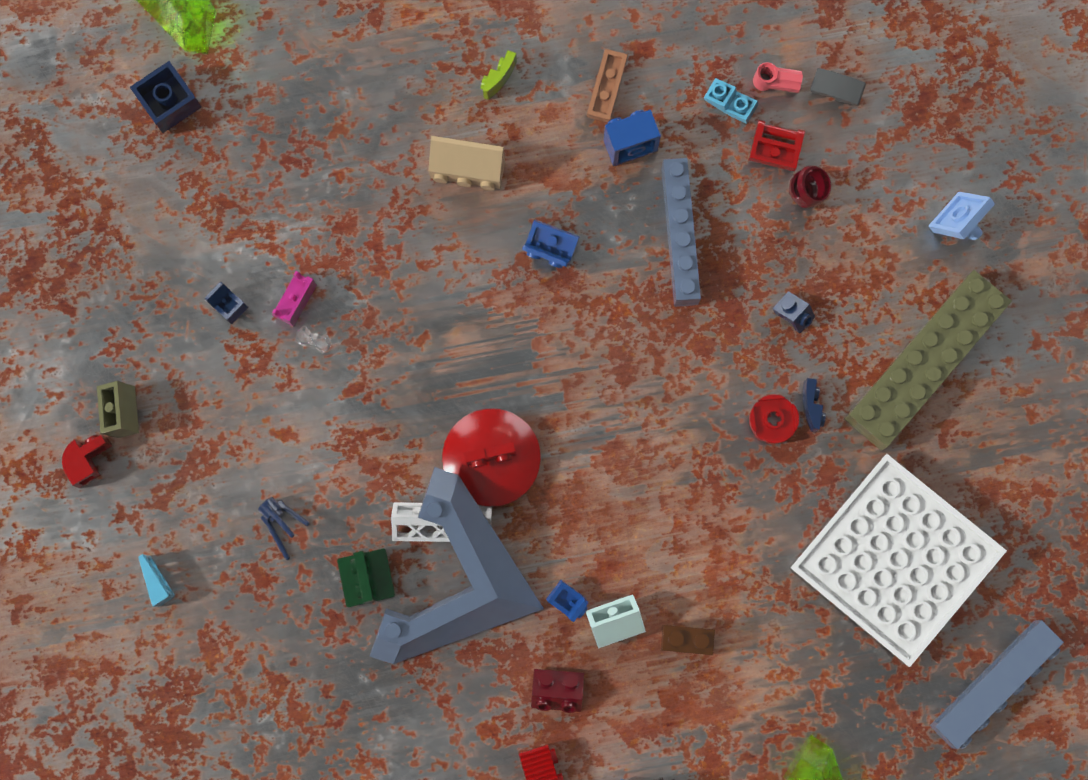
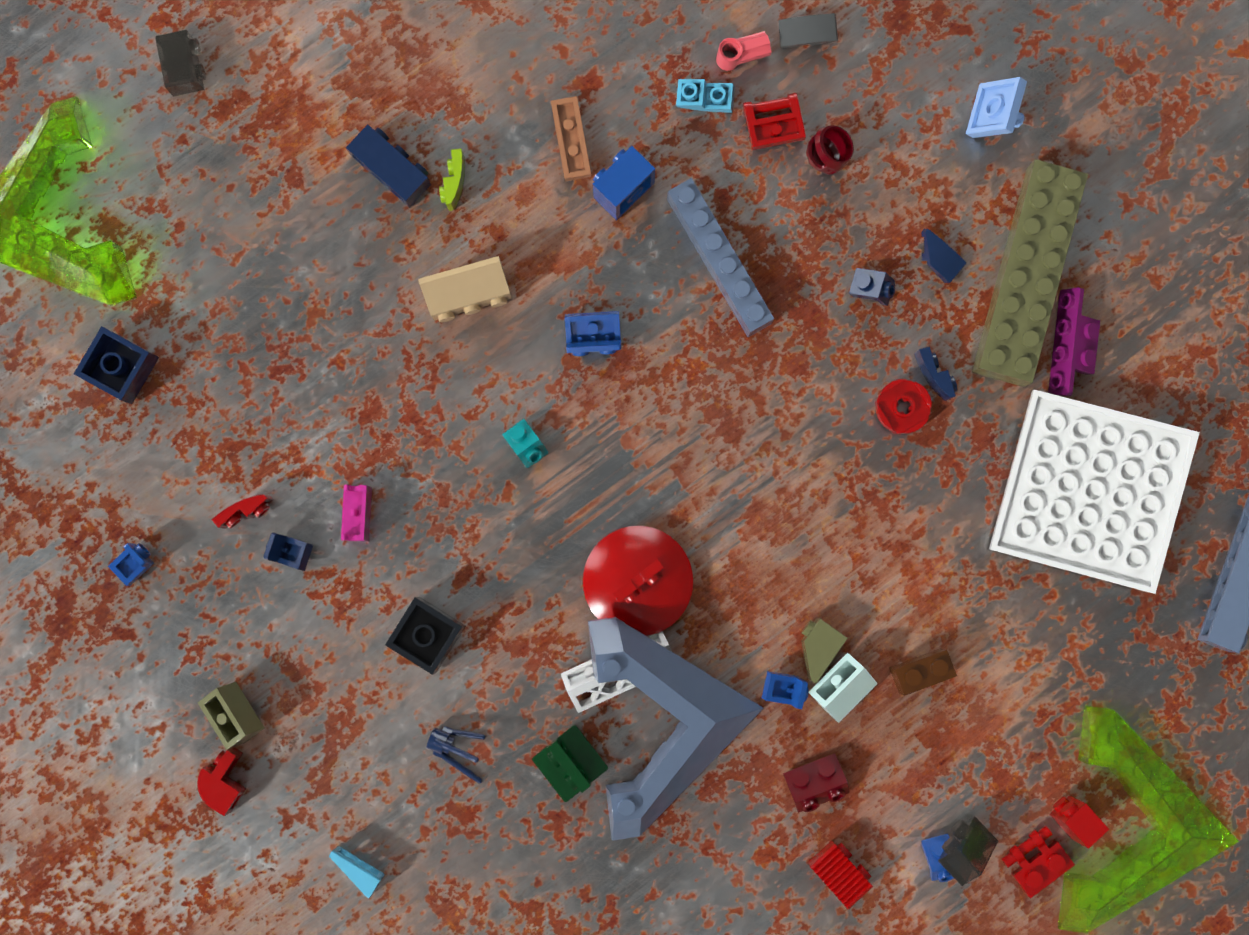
camera: 25 degrees left, 5 degrees up
(100, 255) = (131, 563): none -> blue bracket
(215, 255) = (250, 507): none -> red slope
(300, 419) = (425, 635): none -> black brick
(304, 336) = (387, 547): clear piece -> none
(454, 41) = (389, 165): none -> dark blue brick
(454, 307) = (525, 443): none -> teal bracket
(613, 579) = (820, 647): none -> olive slope
(861, 314) = (941, 257): none -> dark blue slope
(939, 433) = (1073, 343): none -> magenta bracket

